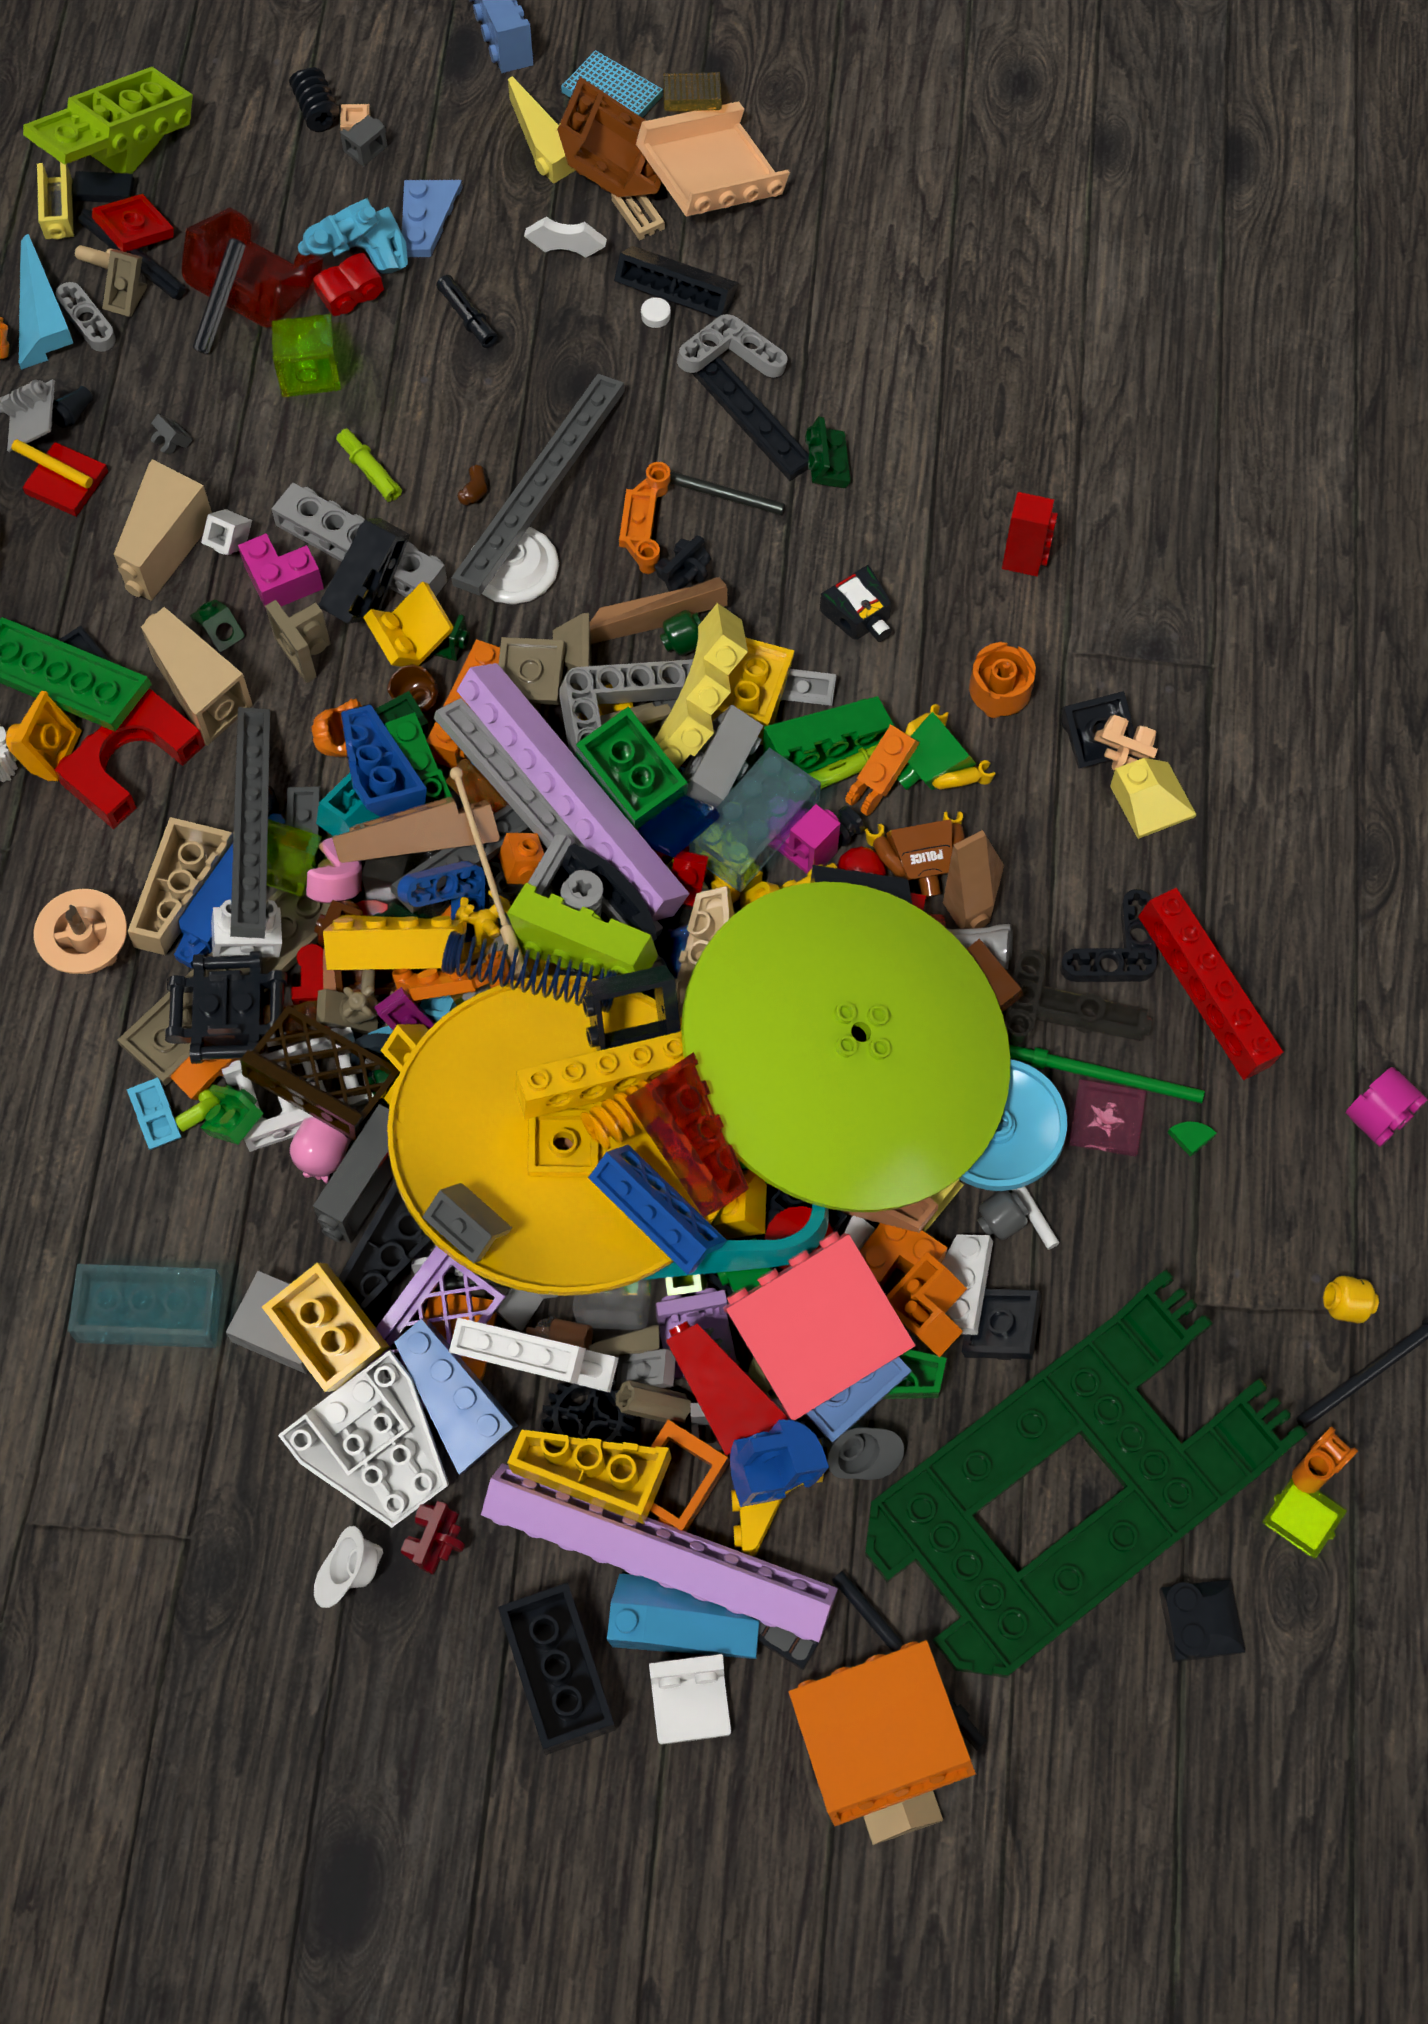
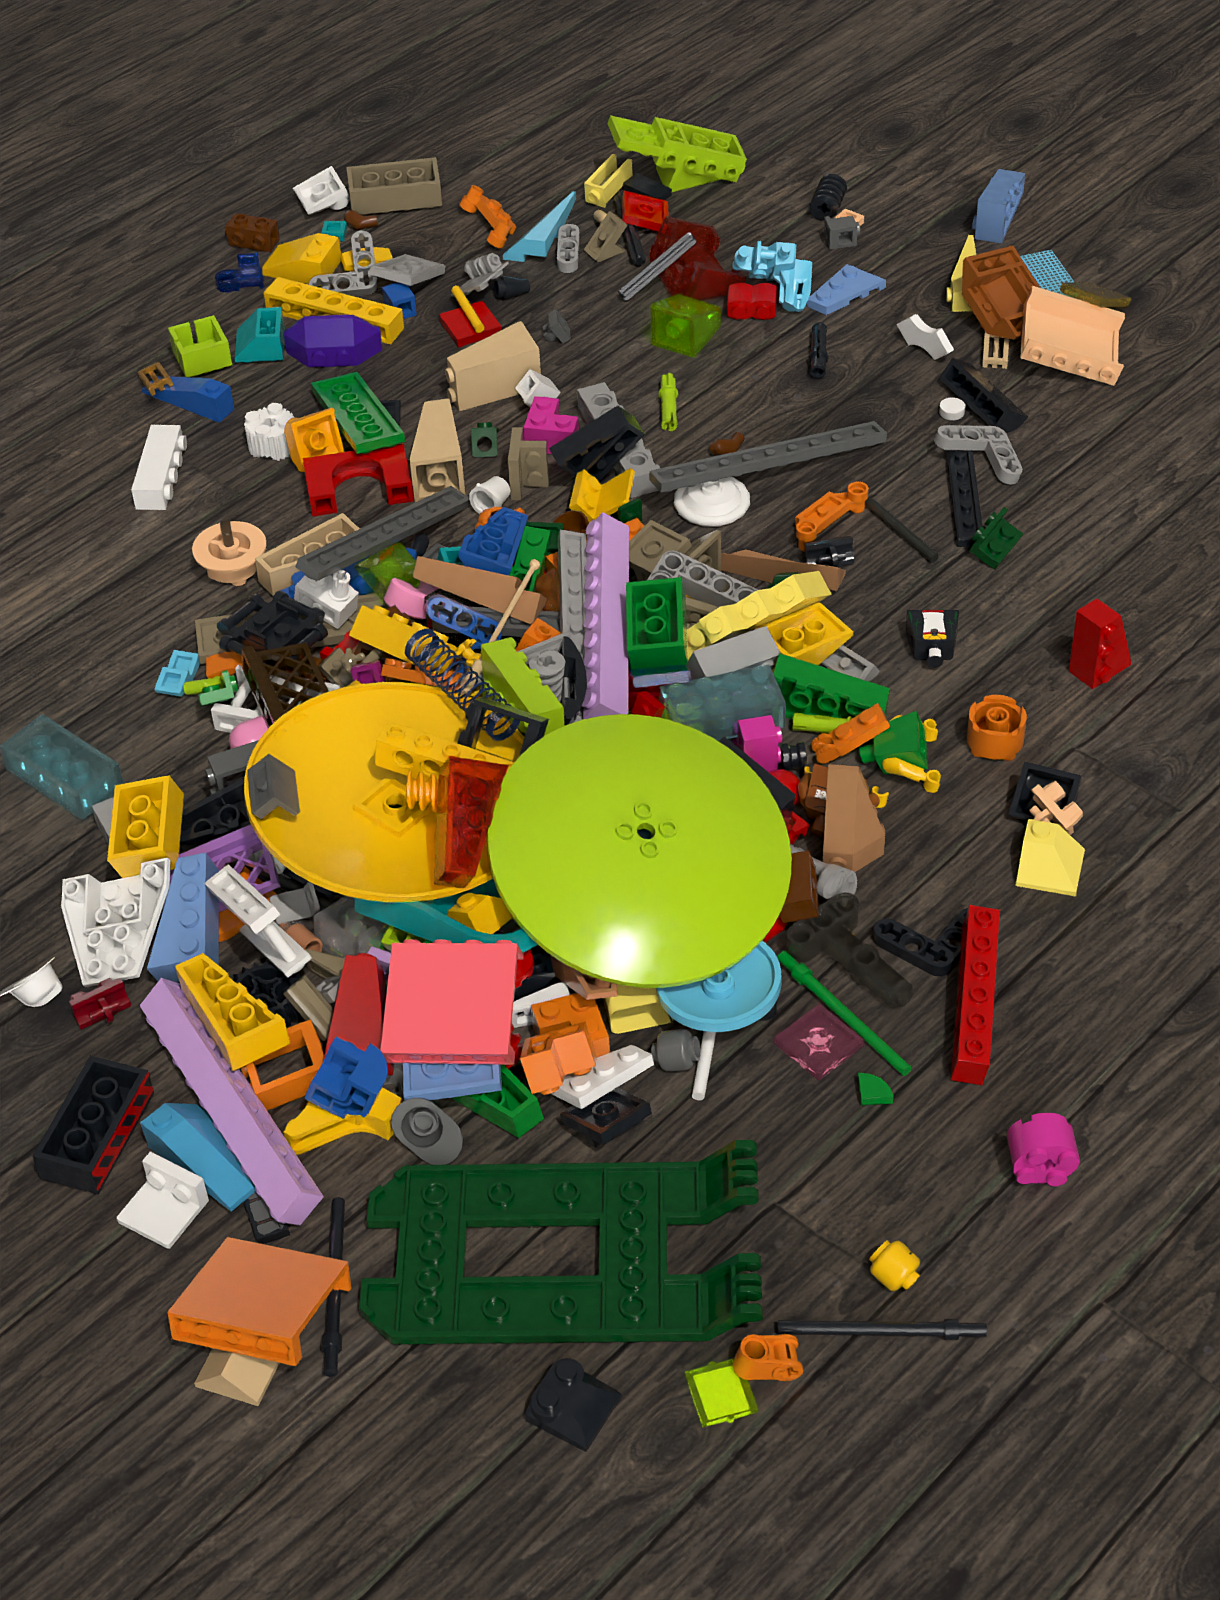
camera: 40 degrees right, 20 degrees down
(291, 696) = (489, 494): none -> white piece
(656, 1208) = (399, 857): blue fence -> none

